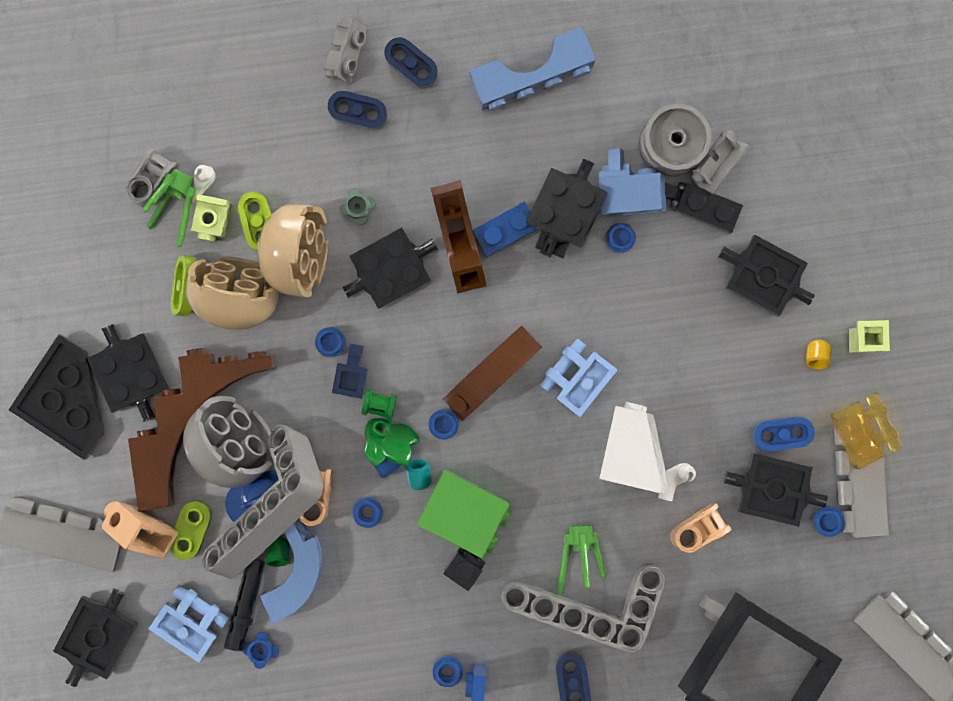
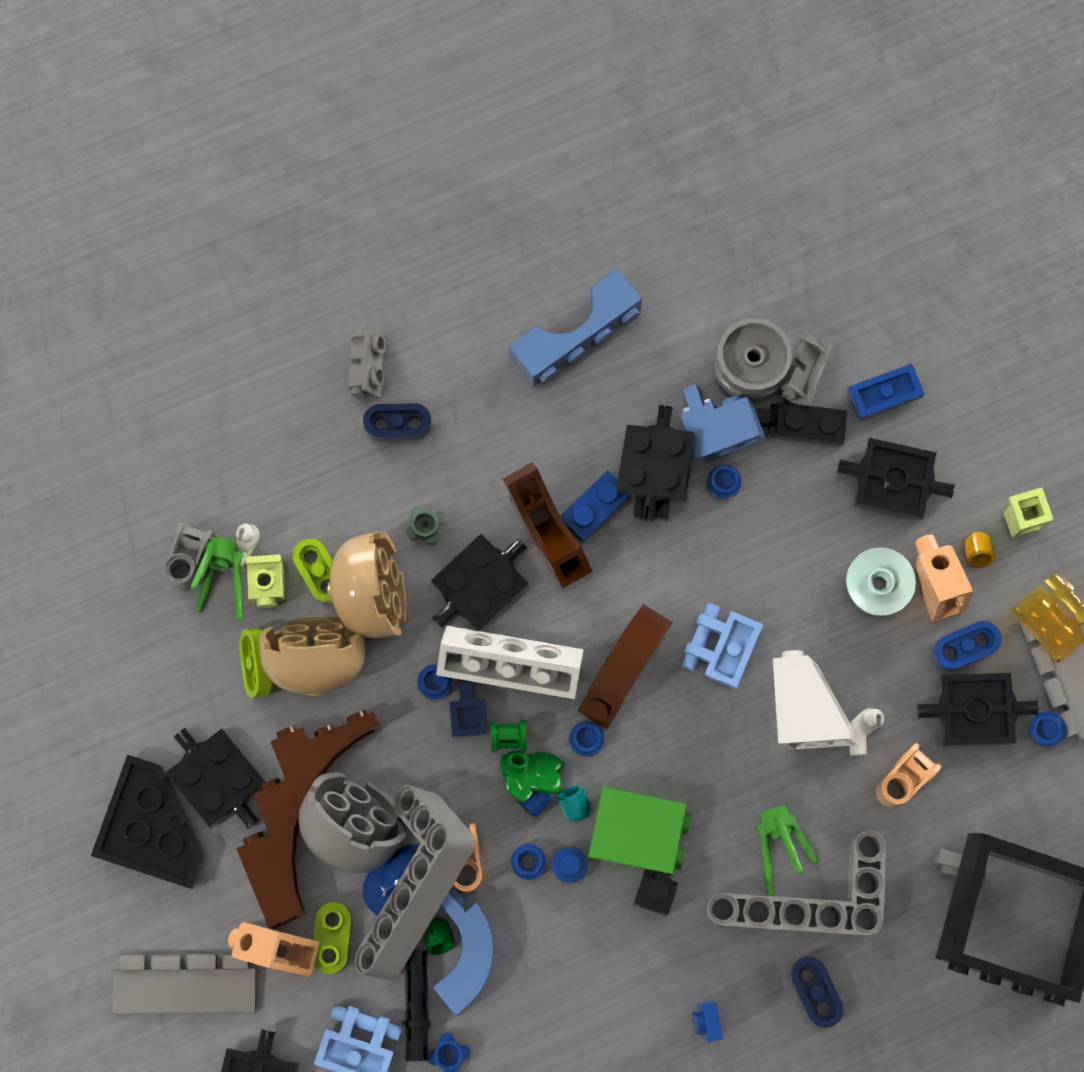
camera: 15 degrees left, 10 degrees down
(395, 344) = (509, 662): none -> white brick
(400, 524) = (570, 864): none -> blue plate
(412, 62) = (444, 355): dark blue plate -> none
(447, 681) = (678, 1028): blue plate -> none
(742, 360) = (892, 569): none -> light aqua dish
(778, 384) = (941, 579): none -> light nougat torso
(781, 198) = (886, 392): none -> blue plate

